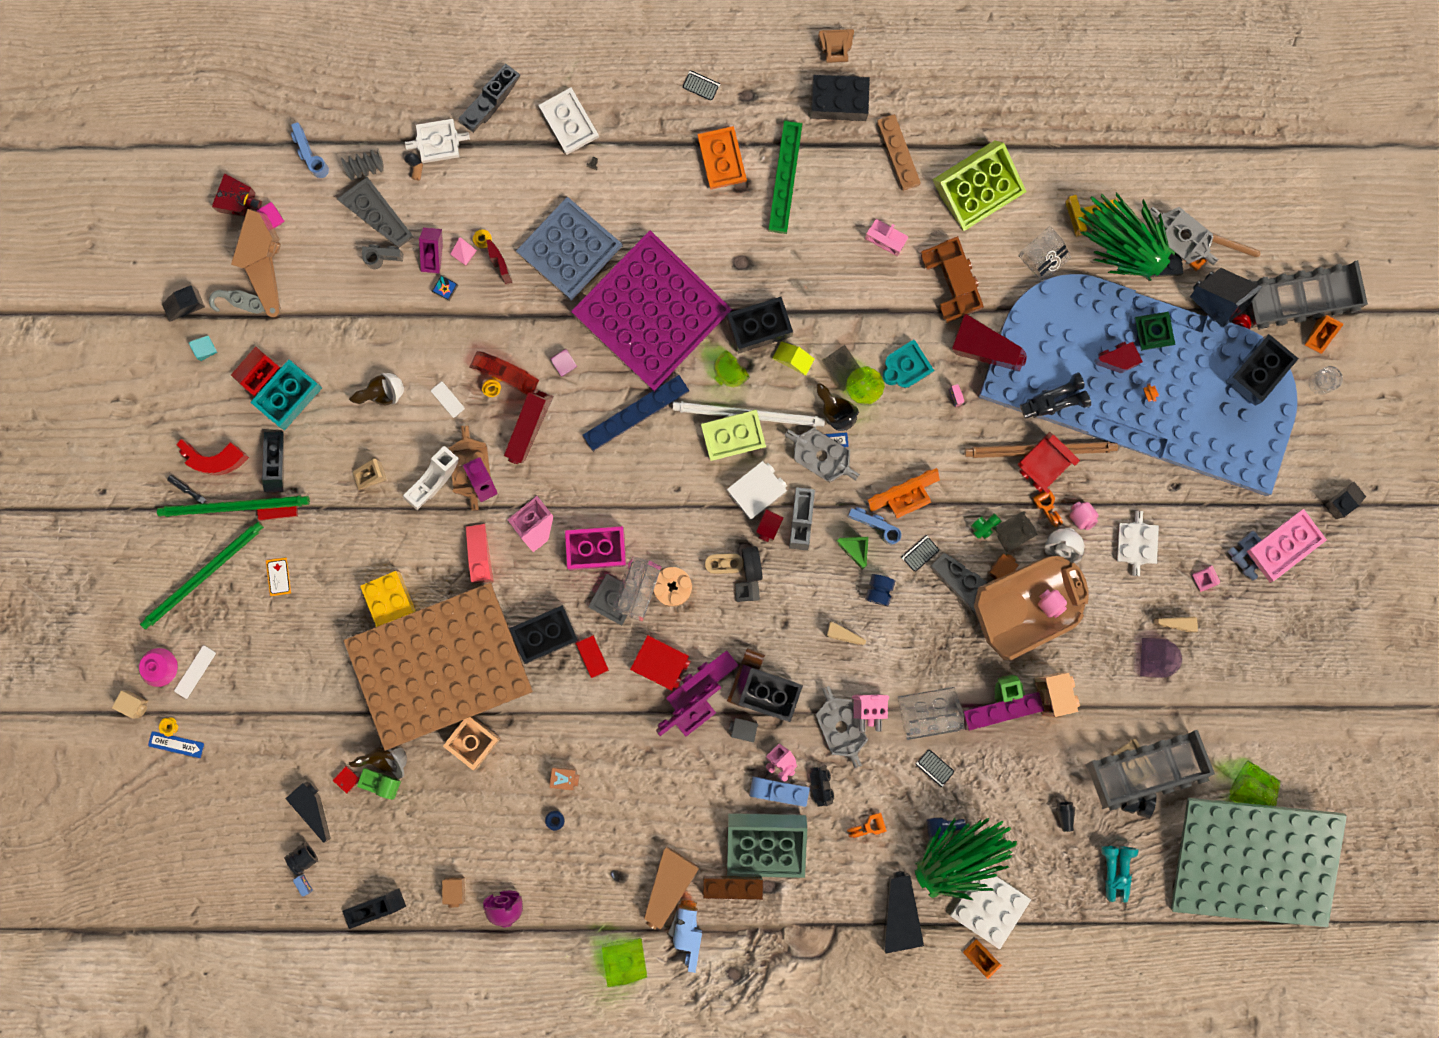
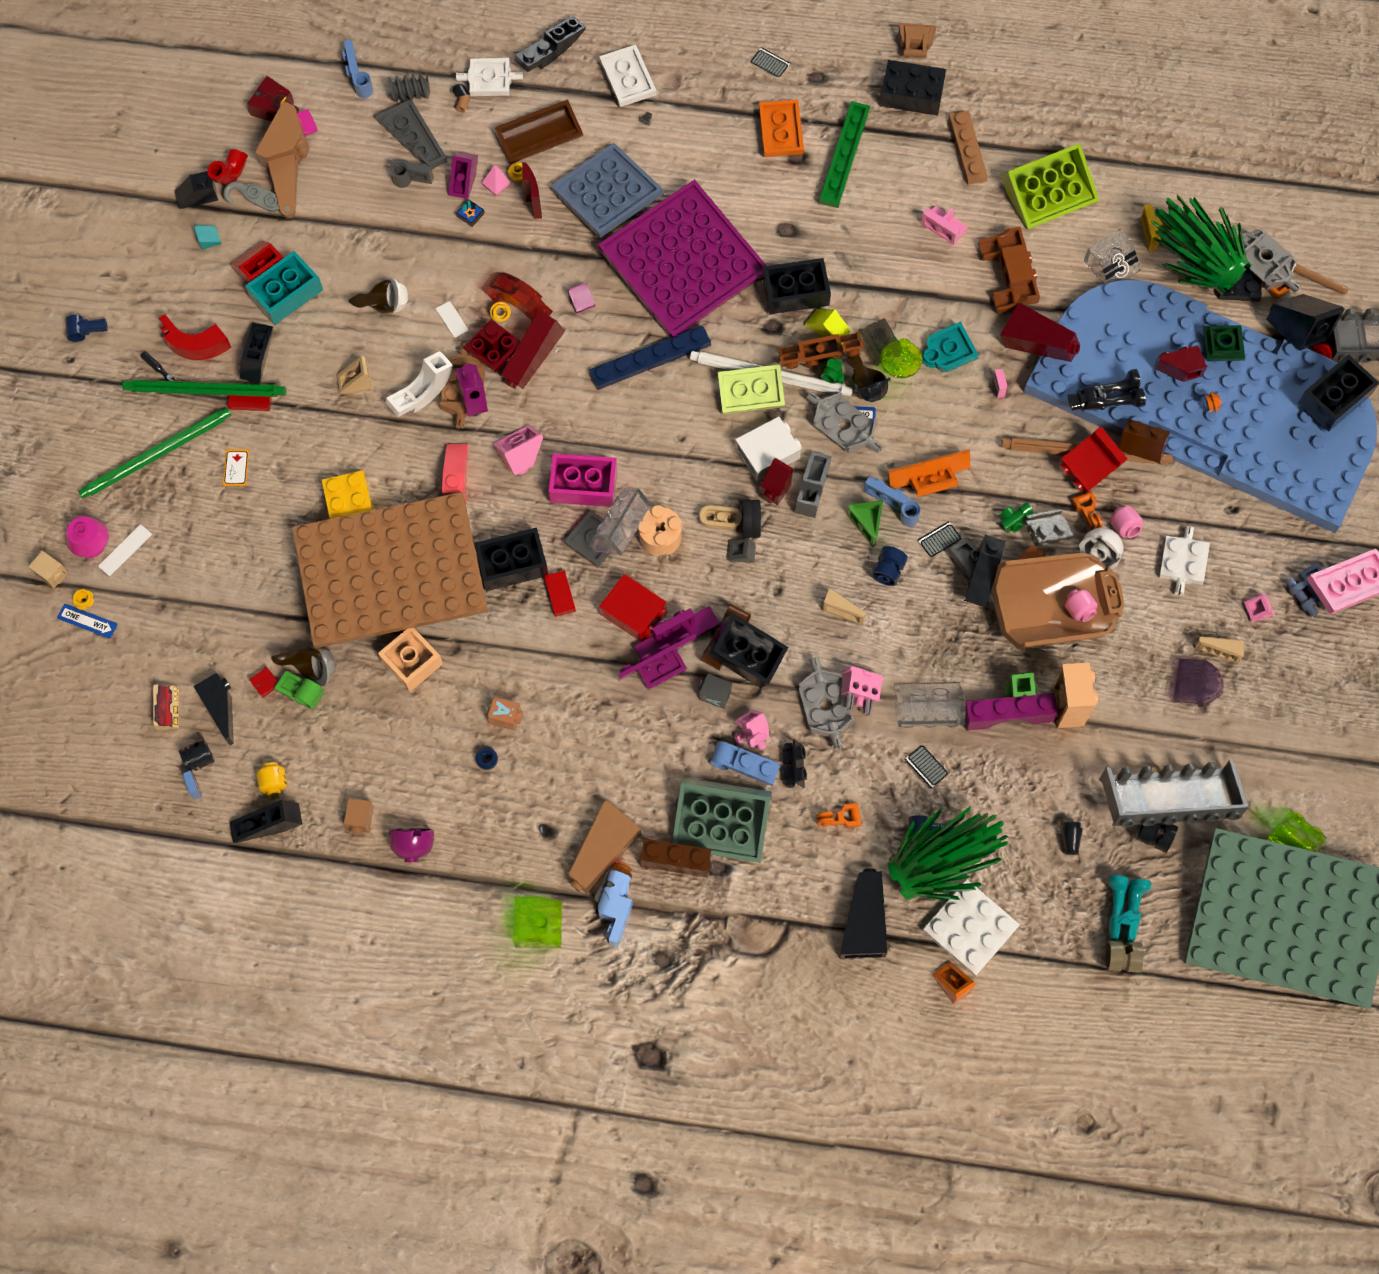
camera: 15 degrees right, 15 degrees down
(103, 461) = (78, 327): none -> dark blue pin
(210, 277) = (229, 170): none -> red cylinder
(264, 816) = (165, 707): none -> slope
(371, 869) = (271, 779): none -> yellow head
(491, 428) = (492, 345): none -> dark red slope
(494, 194) = (538, 131): none -> reddish brown slope
(729, 370) = (756, 326): clear neon green cylinder -> none
(791, 387) = (820, 349): none -> dark orange bracket
(804, 408) = (832, 371): none -> green plate
(965, 585) = (984, 570): none -> black slope
(1092, 438) = (1144, 440): none -> reddish brown brick
(1115, 913) = (1124, 956): none -> dark tan wheel

